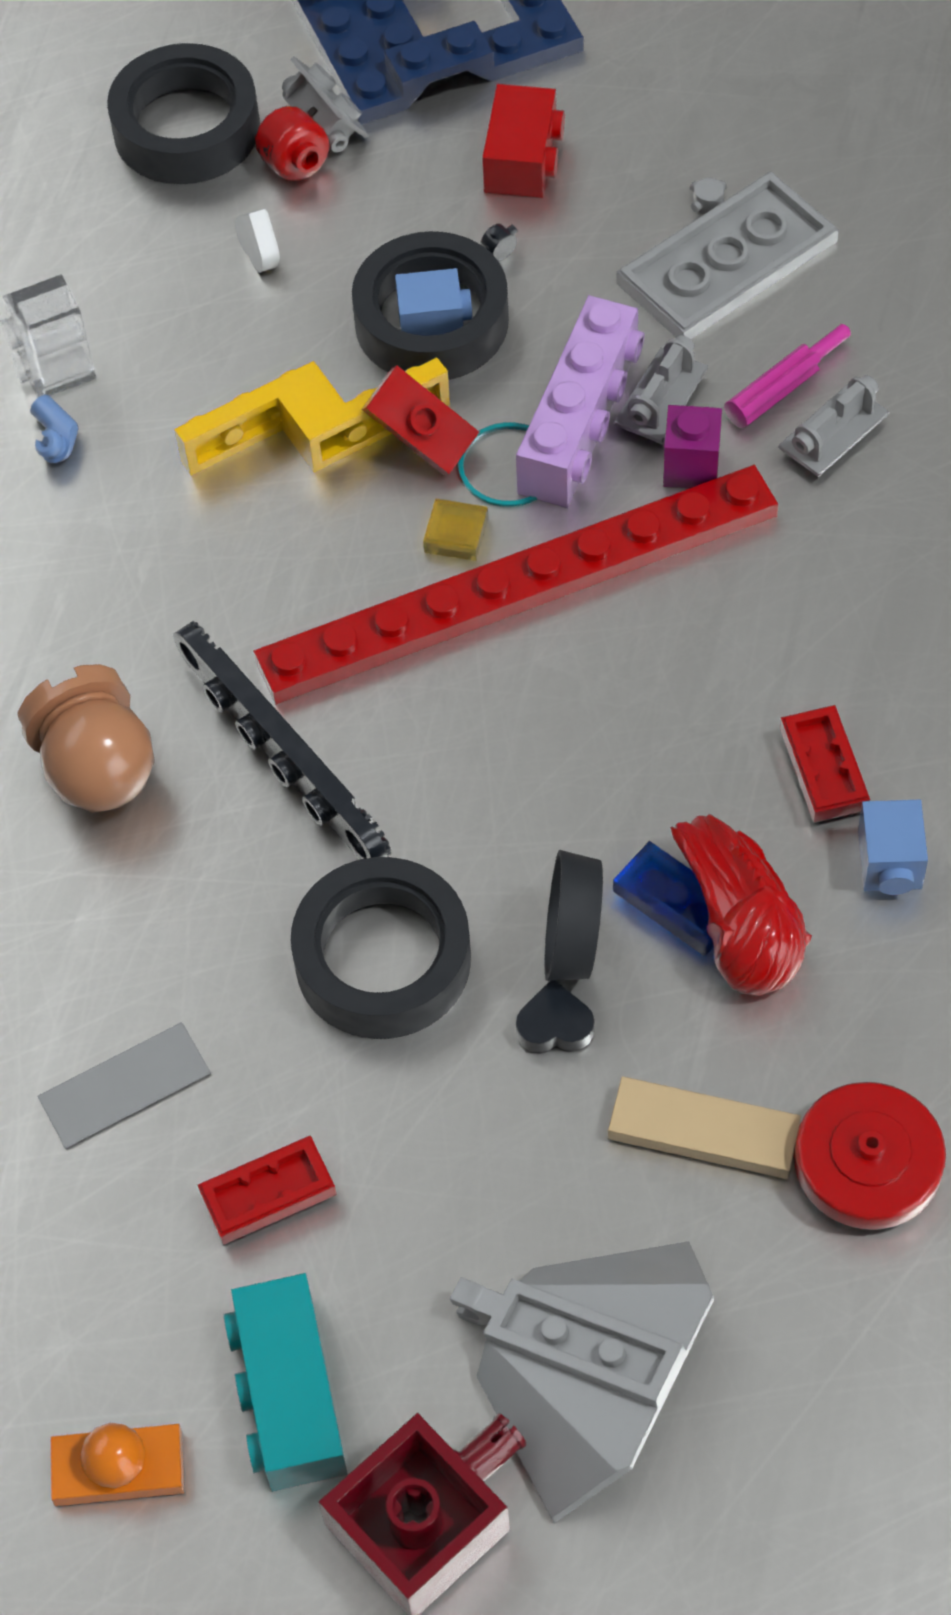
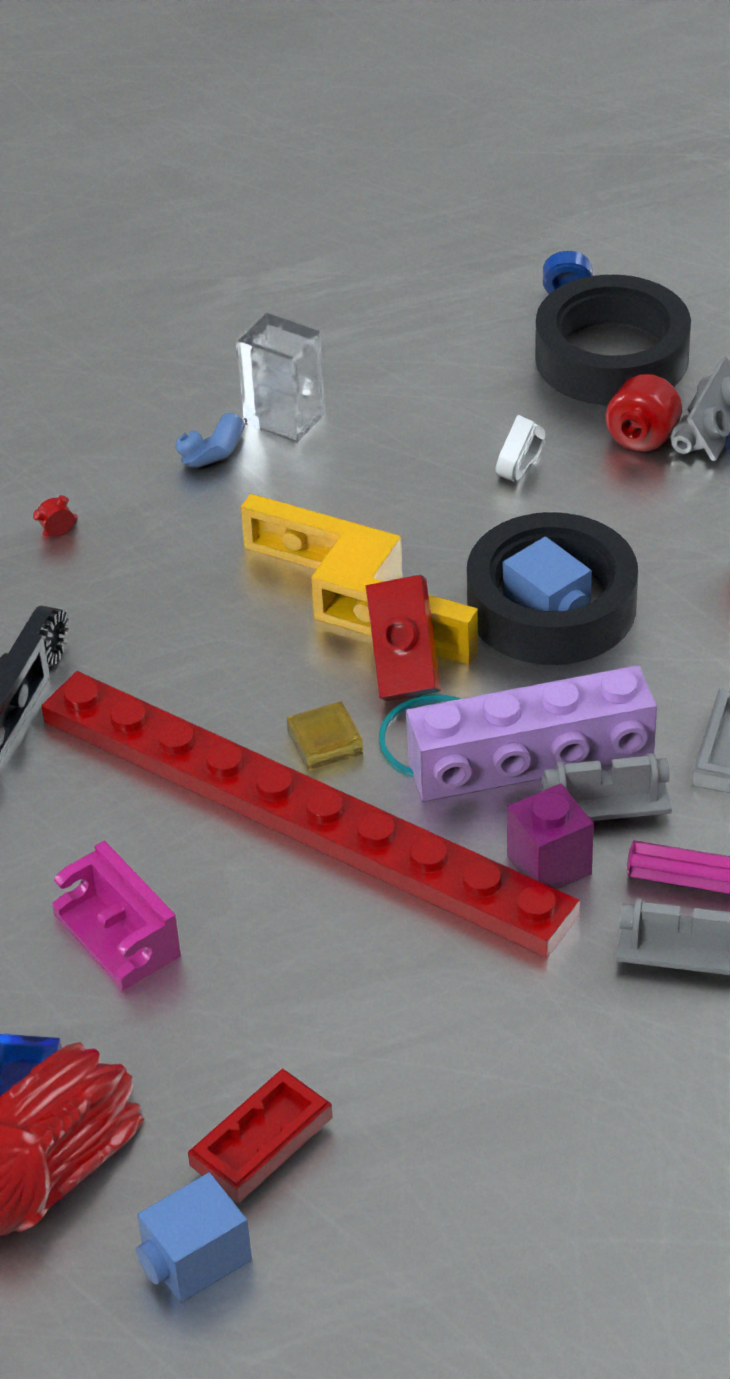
camera: 55 degrees right, 15 degrees down
(47, 579) = (55, 516): none -> red piece
(79, 96) = (564, 268): none -> blue tile
(500, 240) = (674, 596): black piece -> none
(547, 749) = (116, 916): none -> dark pink hinge

